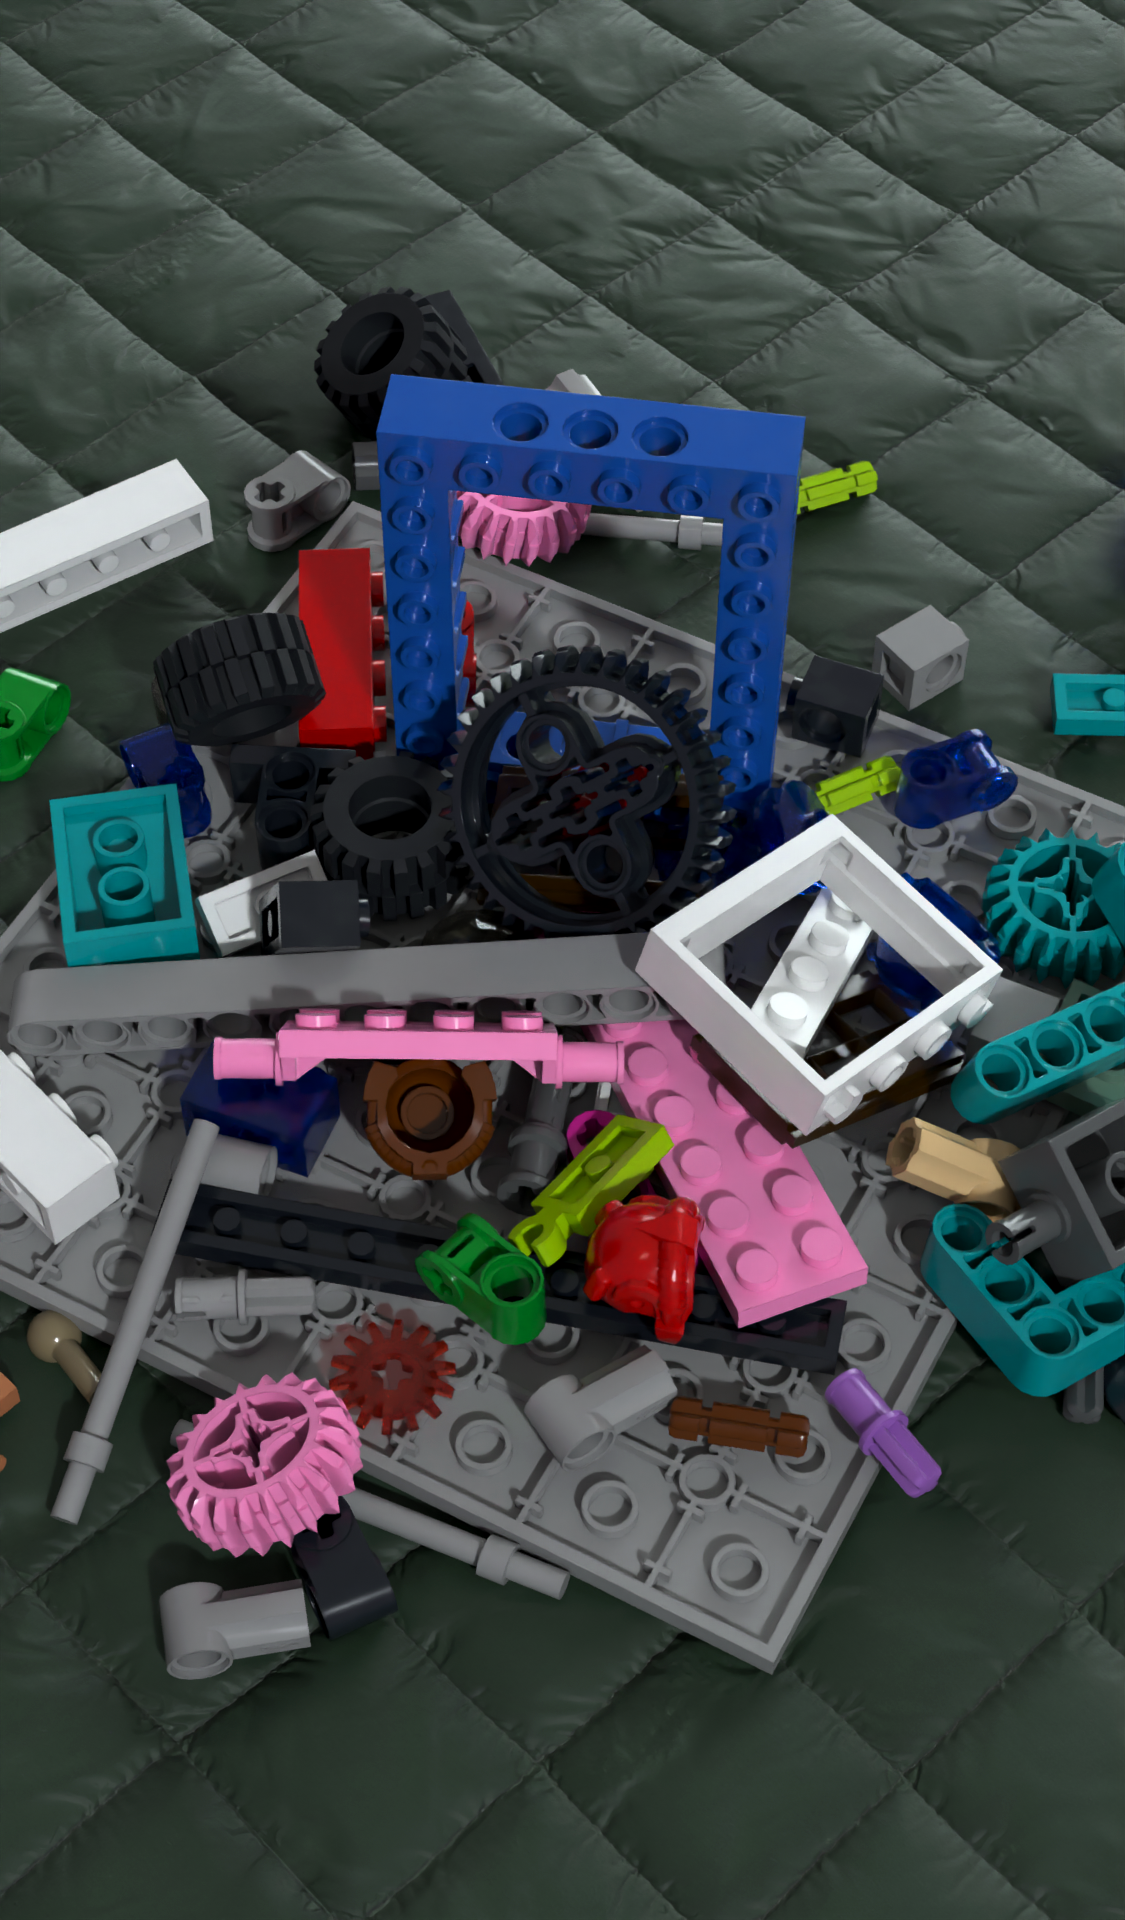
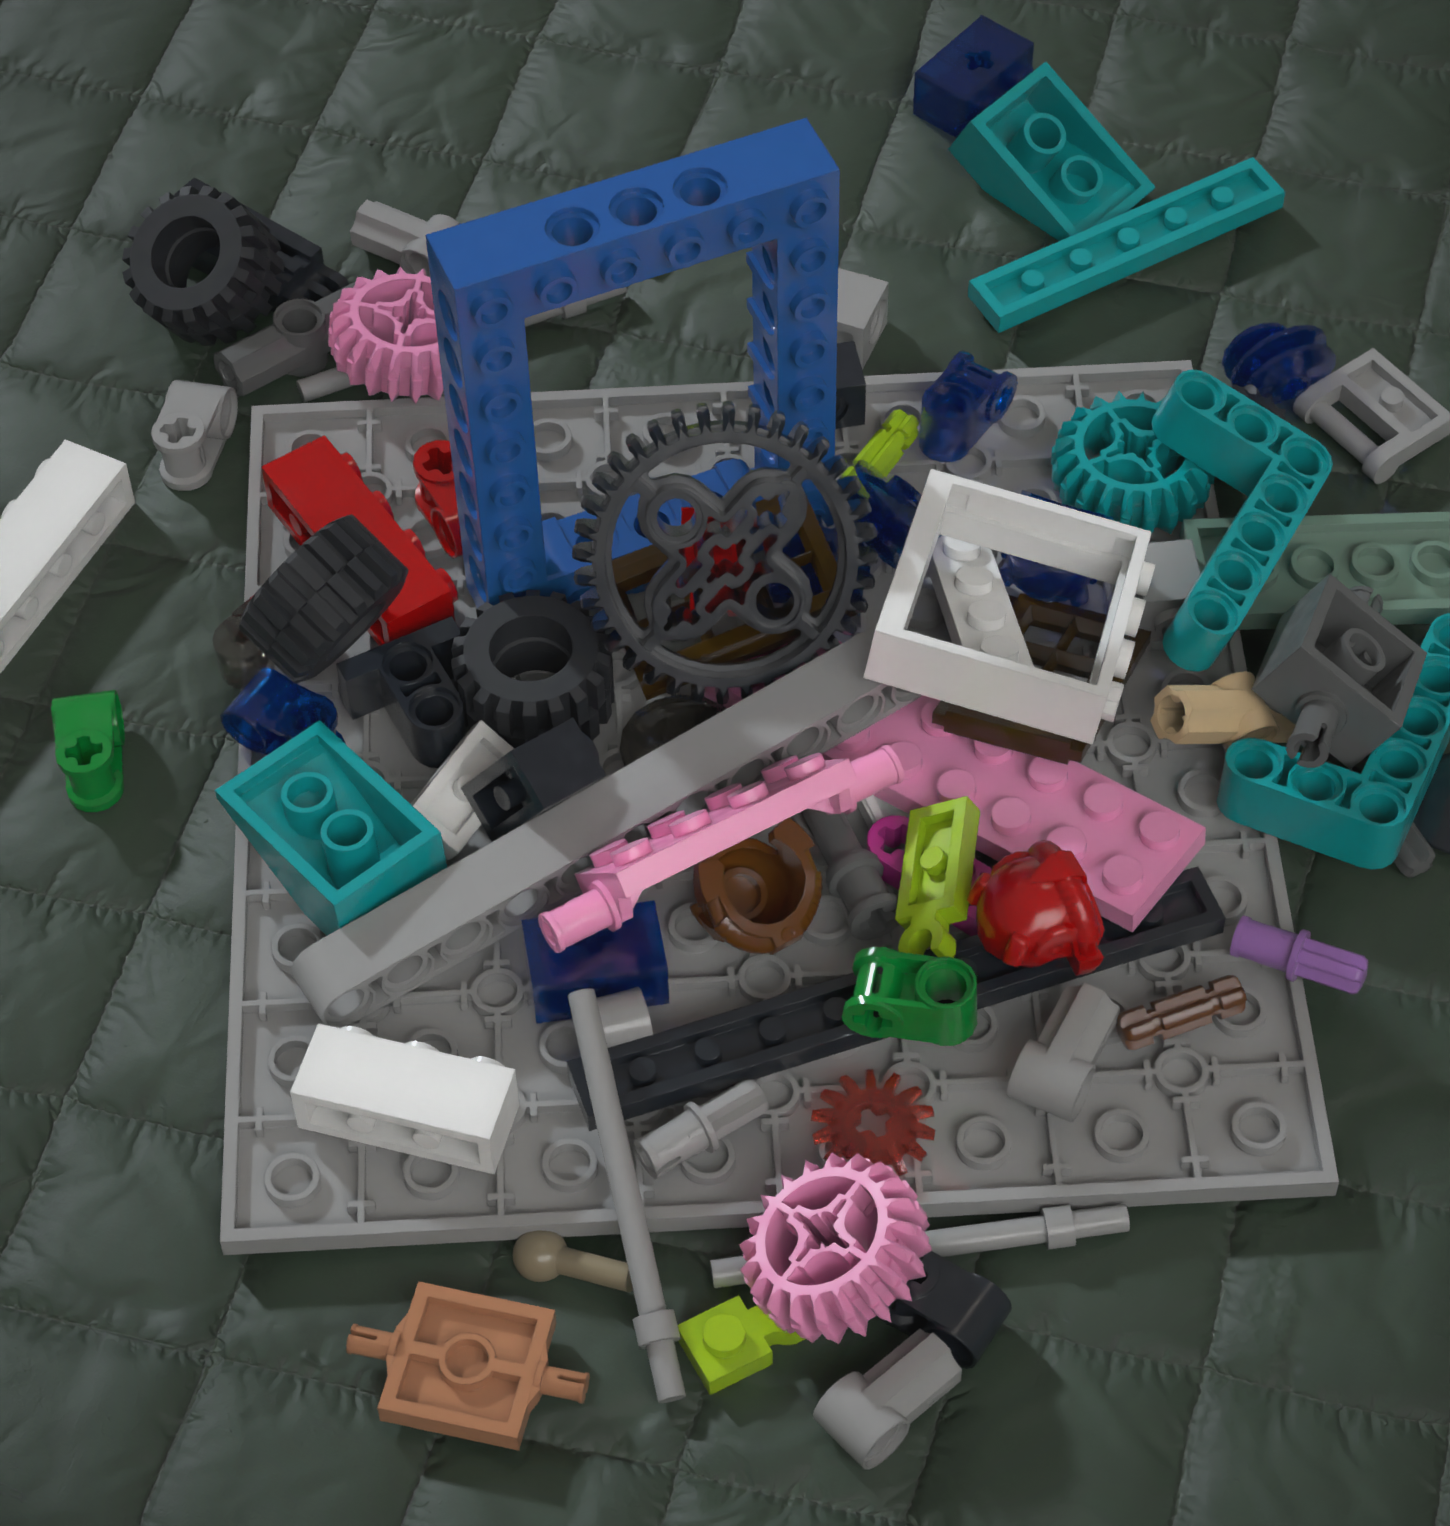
camera: 30 degrees left, 0 degrees up
(137, 1500) = (731, 1343): none -> lime plate

